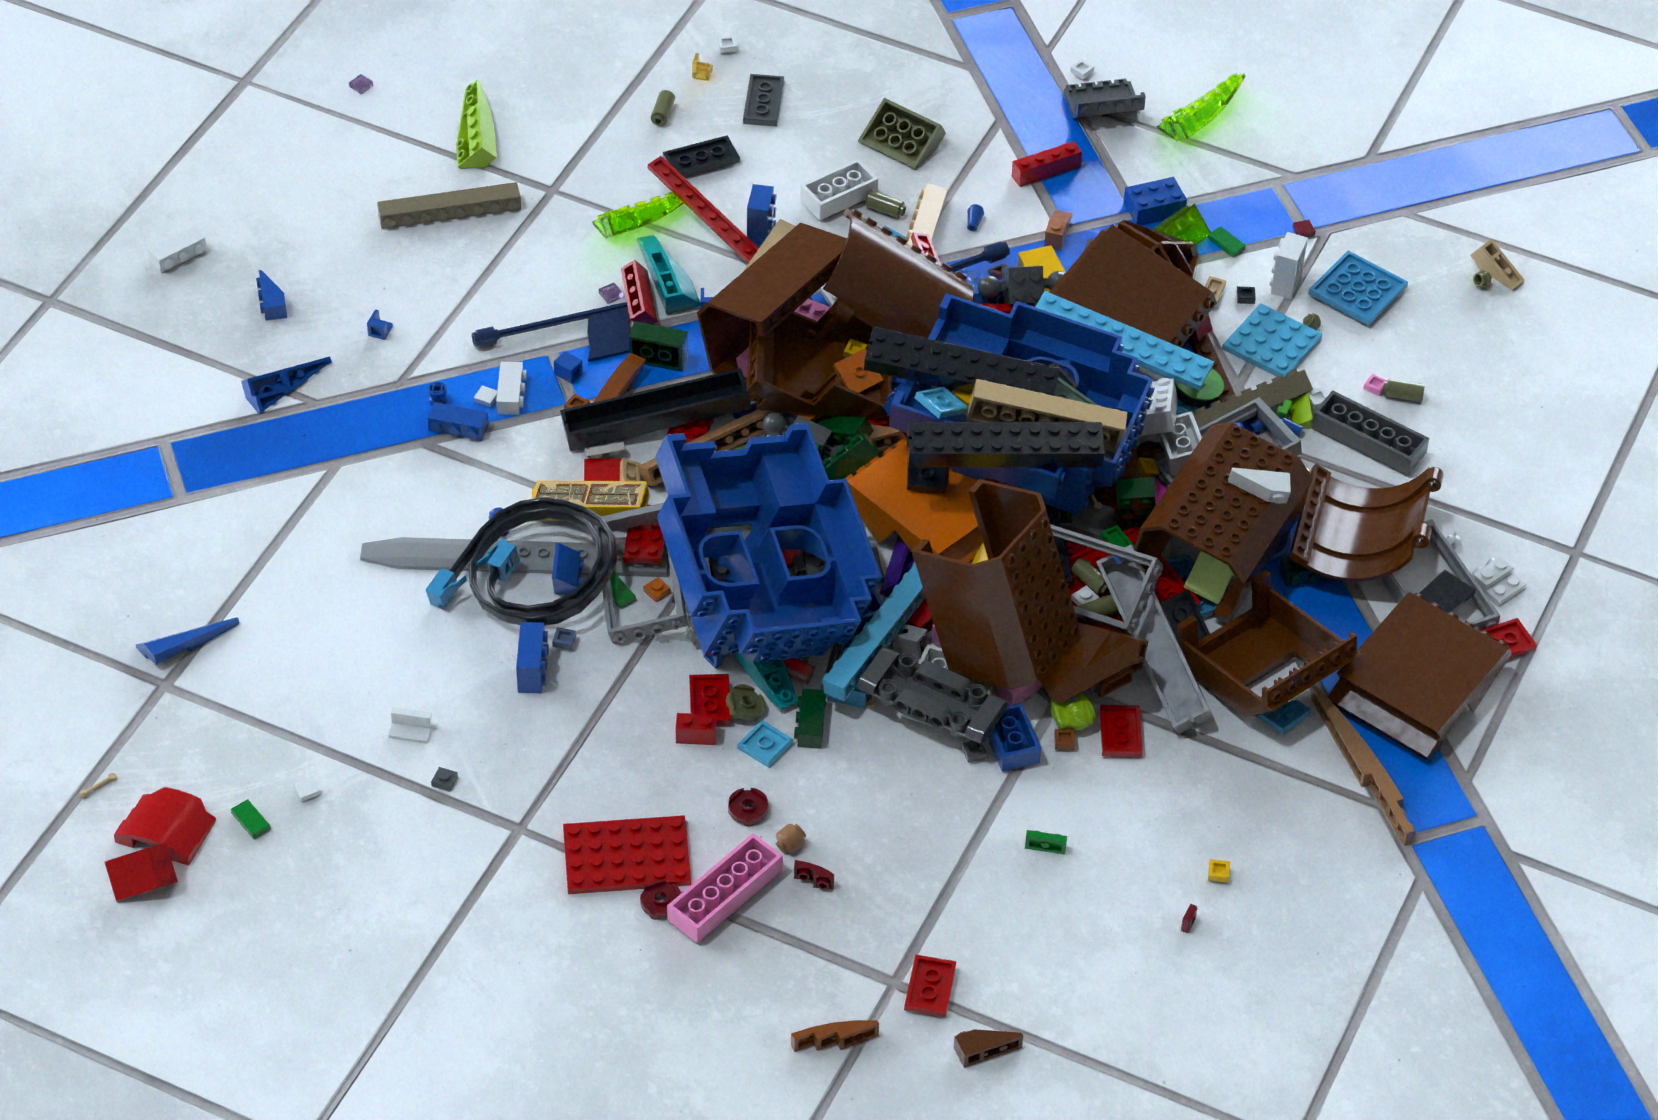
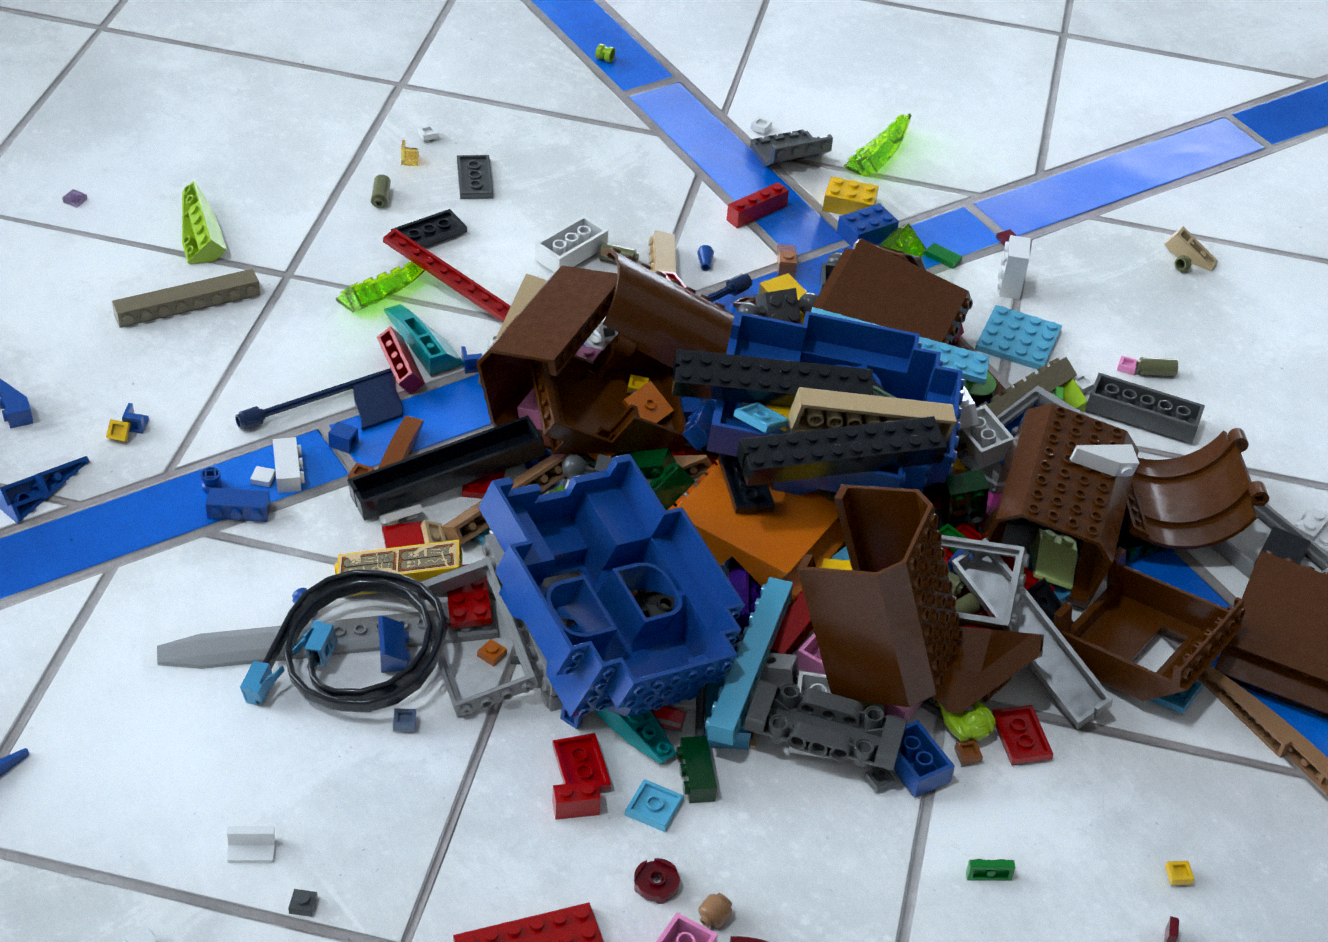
camera: 15 degrees left, 5 degrees down
(362, 335) = (118, 430): none -> yellow plate
(531, 657) = (375, 746): blue brick -> none
(610, 293) = (369, 362): clear purple tile -> none
(621, 593) = (456, 662): green tile -> none
(659, 345) = (435, 404): dark green brick -> none
(739, 709) = (622, 763): olive plate -> none
(761, 213) = (506, 271): blue brick -> none
(902, 134) = (615, 192): olive slope -> none
(1146, 164) = (848, 196): none -> yellow brick
(1246, 295) = (979, 299): black tile -> none
(1312, 321) = (1048, 314): olive plate -> none
(1358, 288) = (1077, 282): dark azure plate -> none

